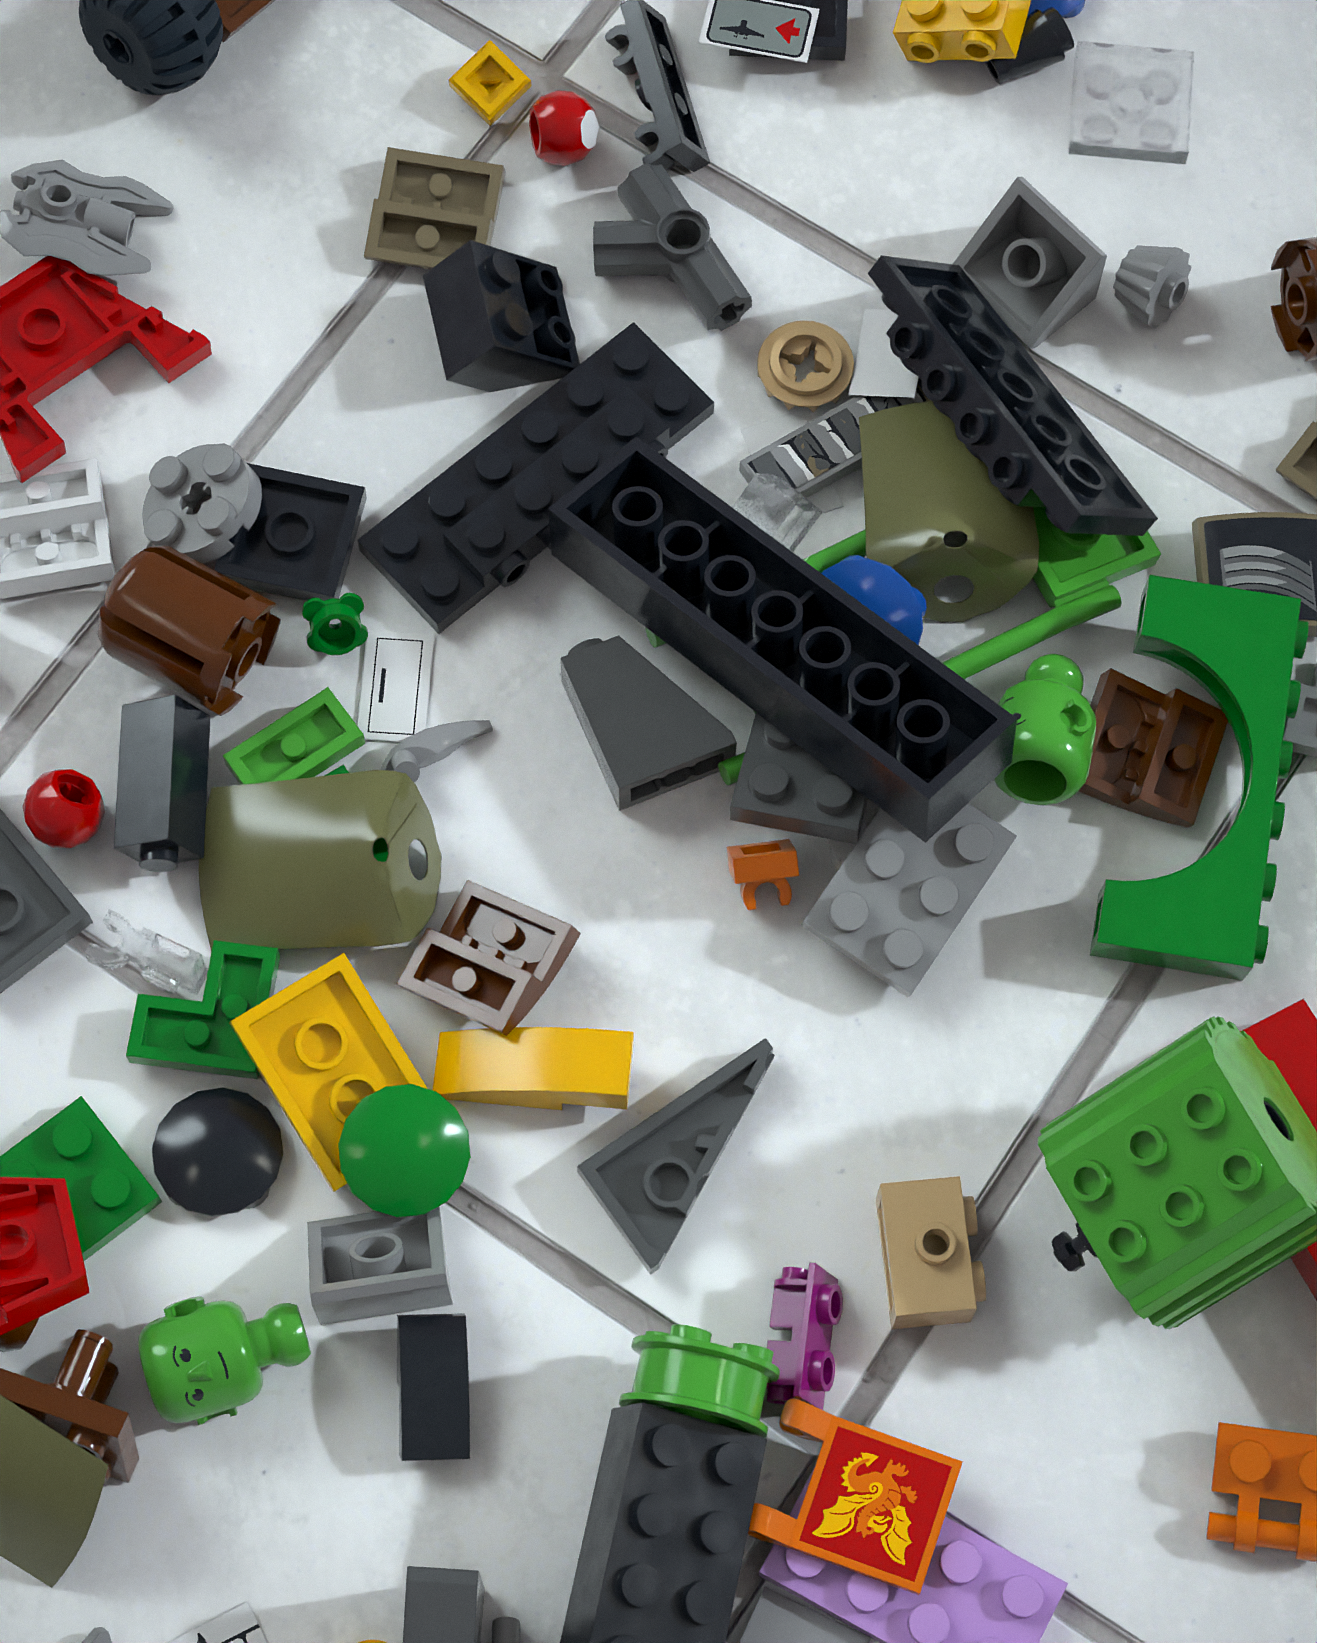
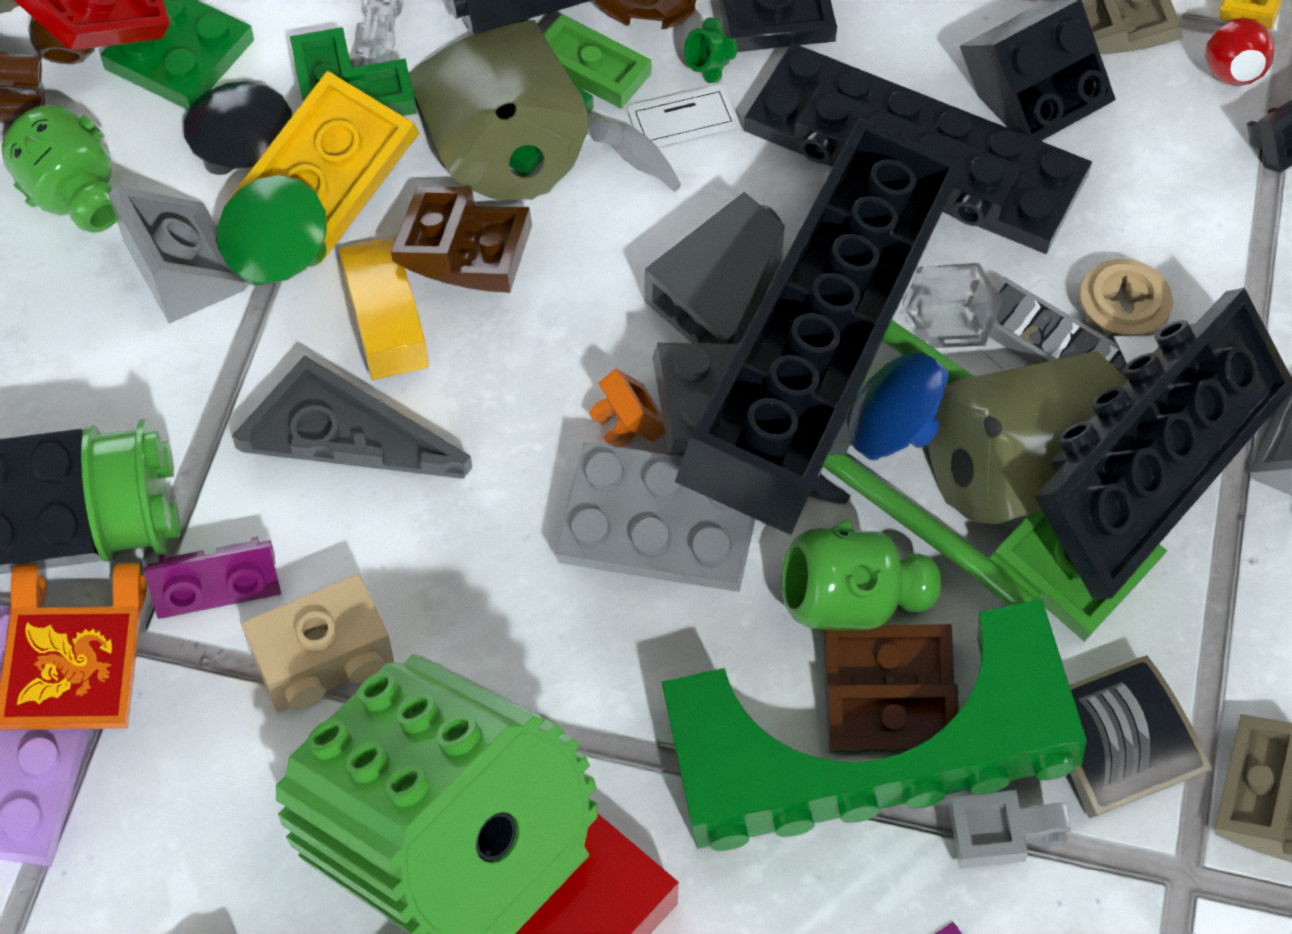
camera: 70 degrees right, 10 degrees down
(433, 1387) = (88, 315): black slope -> none
(649, 242) = (1178, 161): dark grey piece -> none

